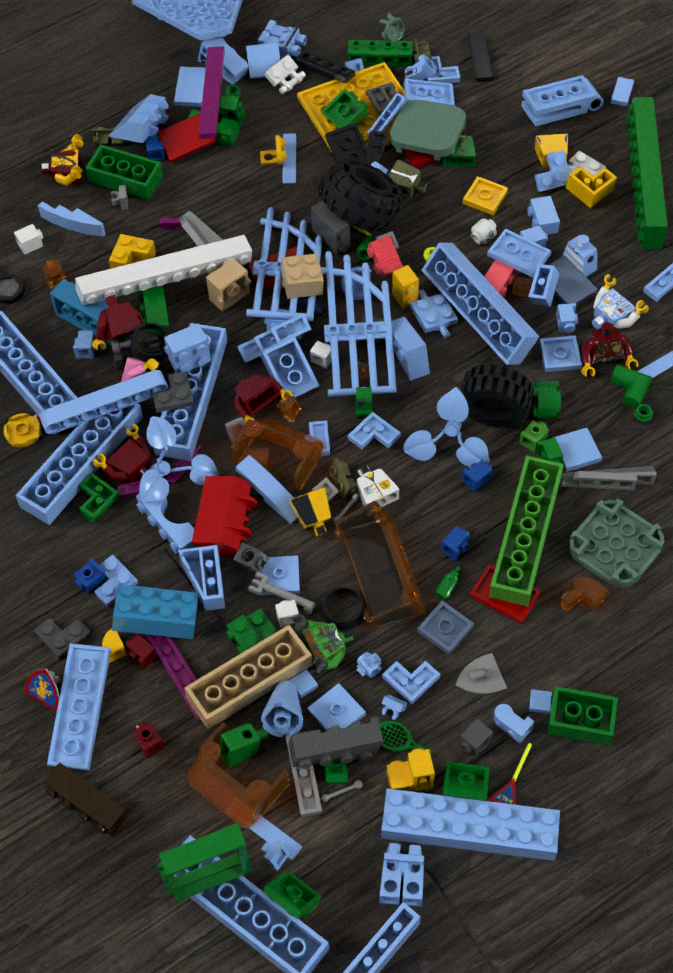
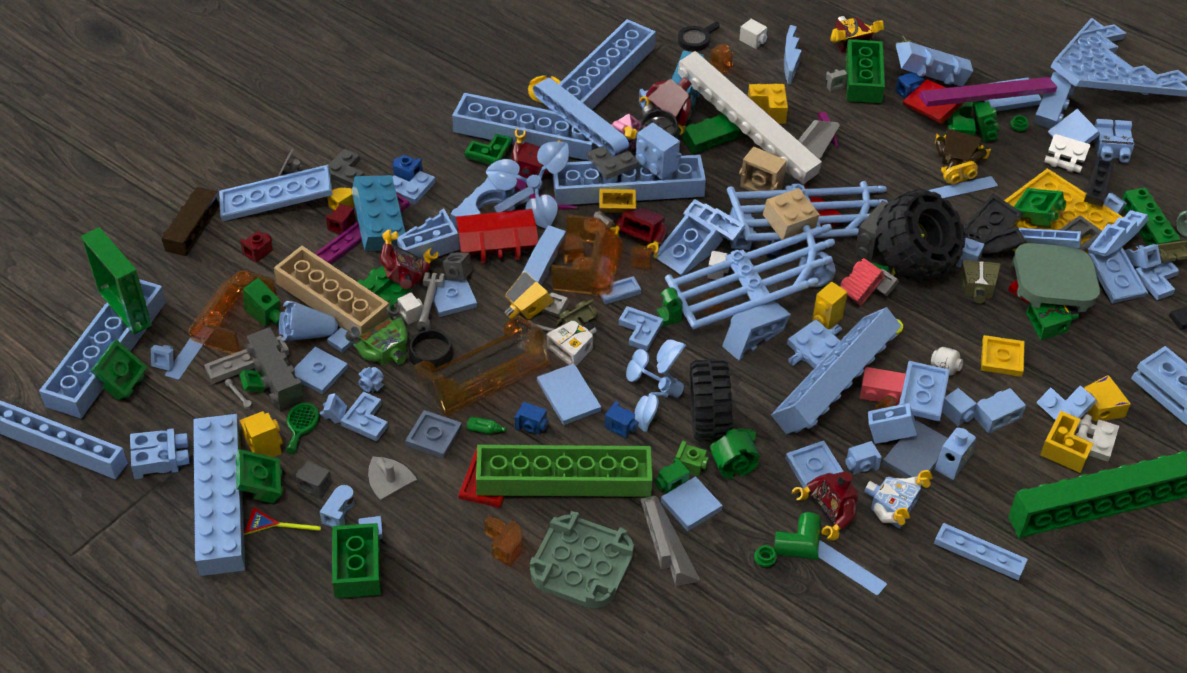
camera: 70 degrees right, 10 degrees down
(183, 487) = (514, 200): none -> light blue plate
(222, 410) = (616, 200): none -> yellow torso
(237, 601) = (402, 265): none -> dark red torso
(253, 142) = (960, 148): none -> dark brown torso
(396, 74) = (1118, 234): none -> light blue slope
(431, 508) = (568, 394): none -> light blue tile

